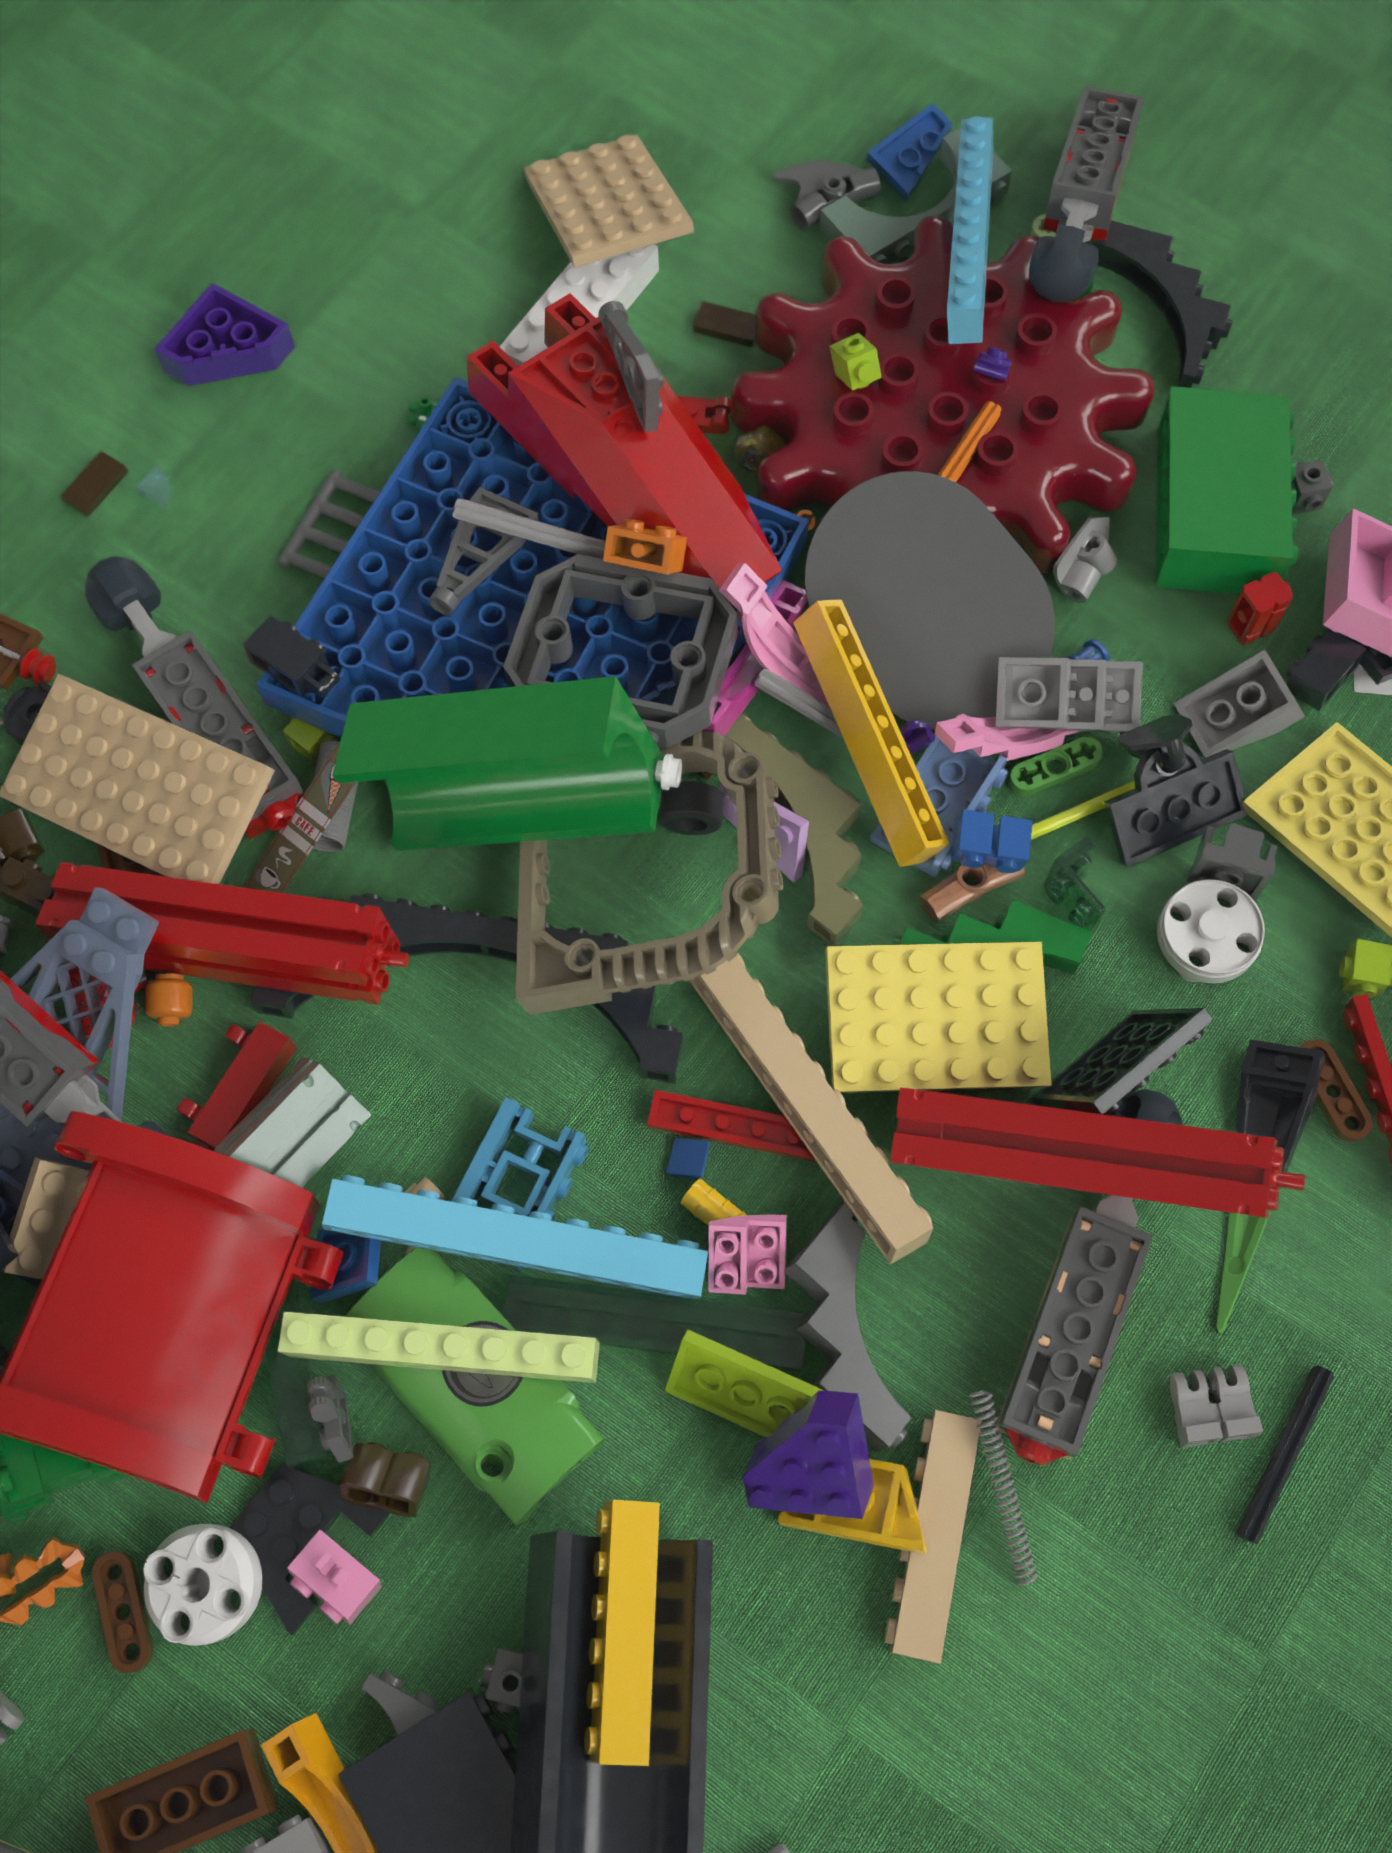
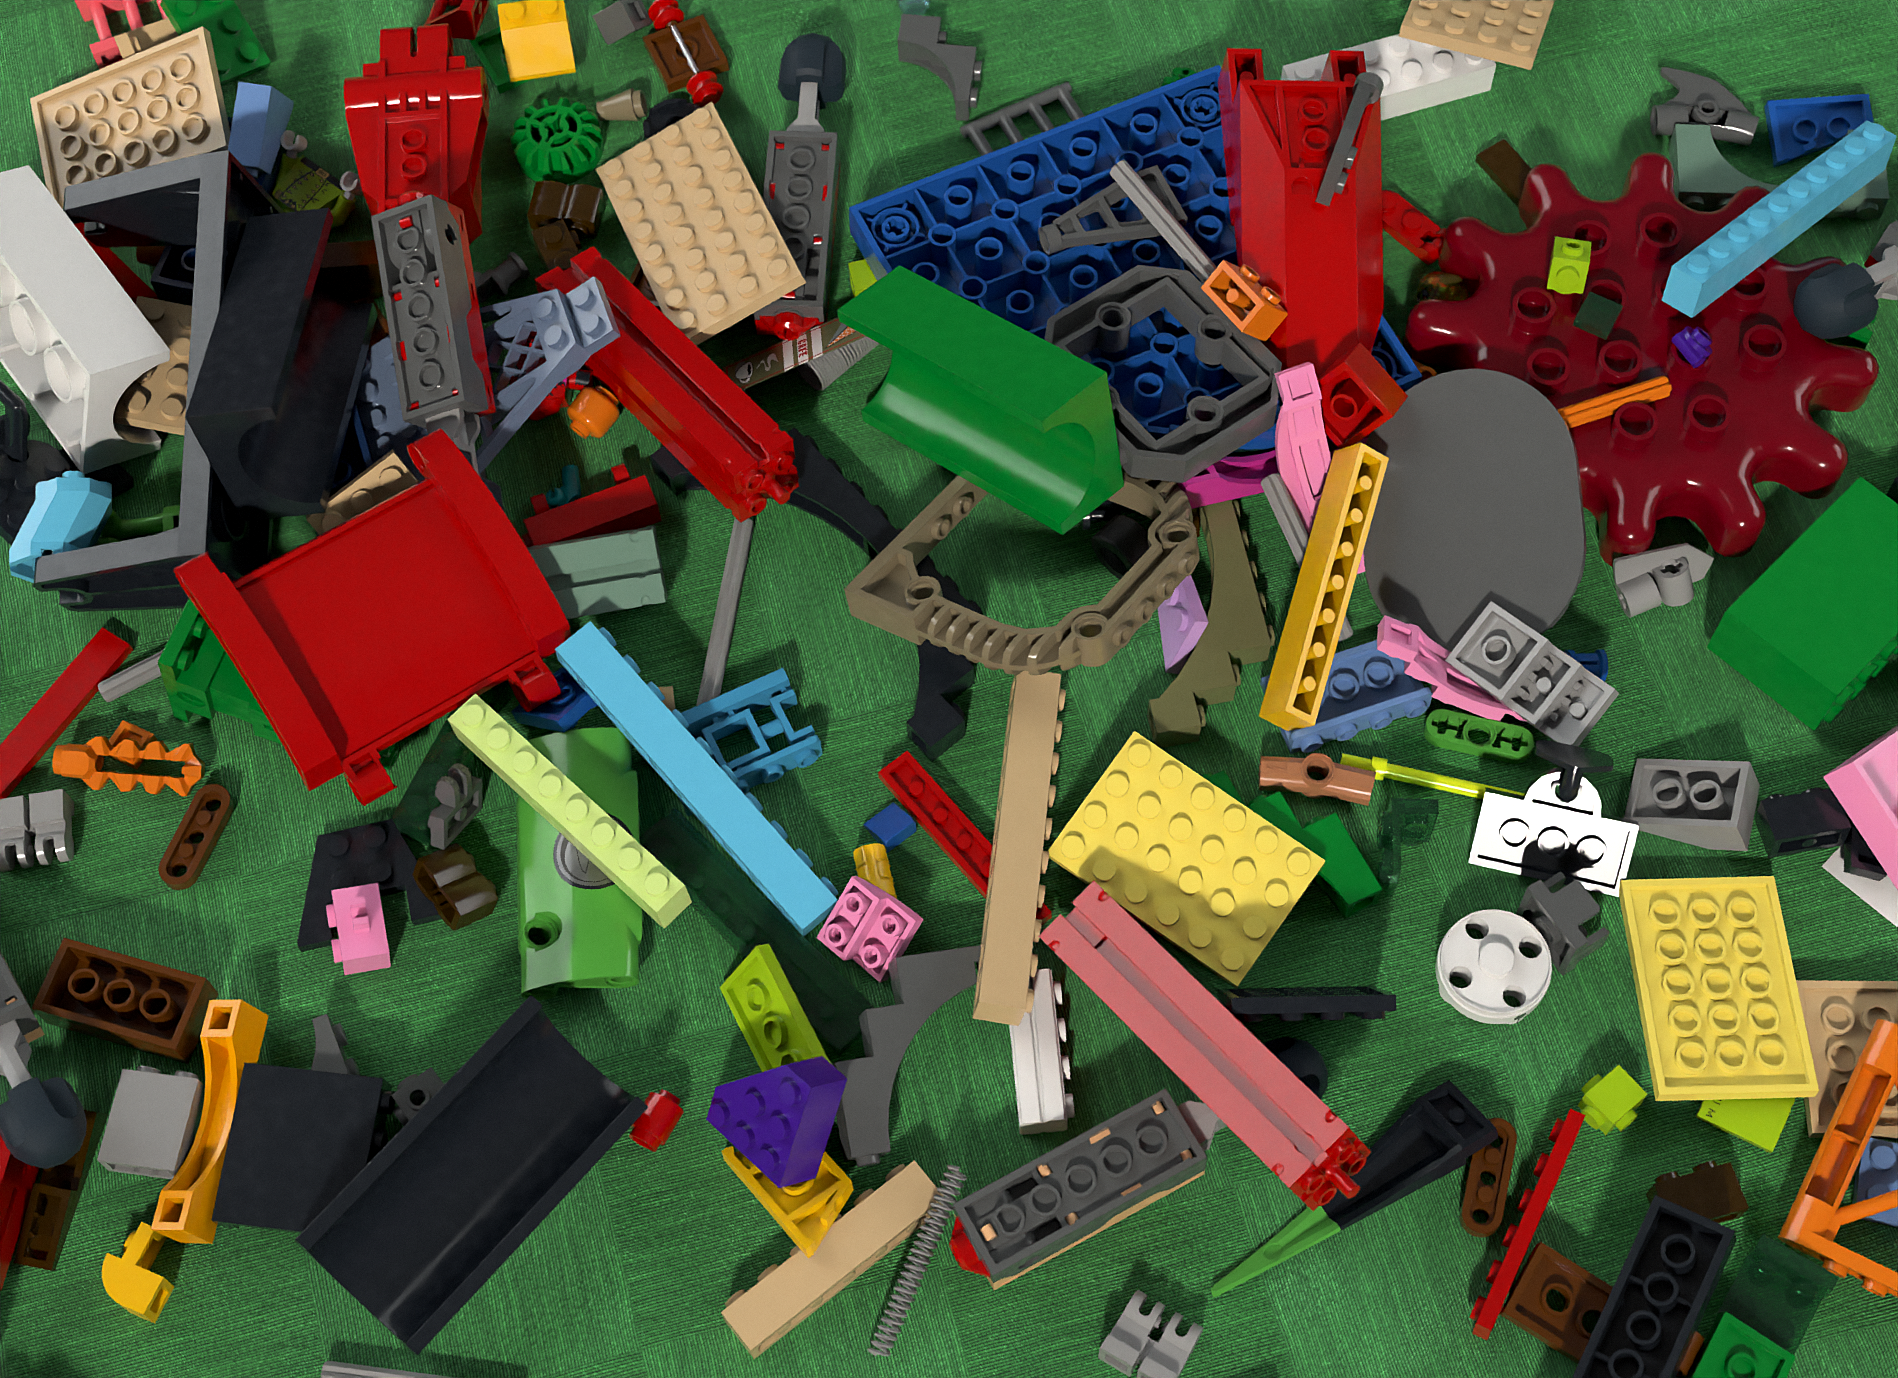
camera: 40 degrees right, 5 degrees down
(201, 1080) = (569, 491): none -> teal arm
(202, 1584) = (265, 859): white piece -> none
(233, 513) = (926, 45): none -> dark grey arch
(291, 658) = (889, 202): black brick -> none
(417, 1089) = (726, 611): none -> light grey axle
(624, 1634) = (528, 1121): yellow brick -> none
(668, 772) = (1112, 494): white plate -> none
(709, 1526) = (657, 1121): none -> red brick
(787, 565) = (1357, 396): none -> red slope
(908, 386) = (1598, 315): none -> clear green tile
(917, 735) = (1367, 623): dark purple plate -> none
(962, 1260) = (1038, 1061): none -> white brick
(981, 841) = (1366, 762): blue piece -> none
(1259, 608) = (1784, 727): red brick -> none

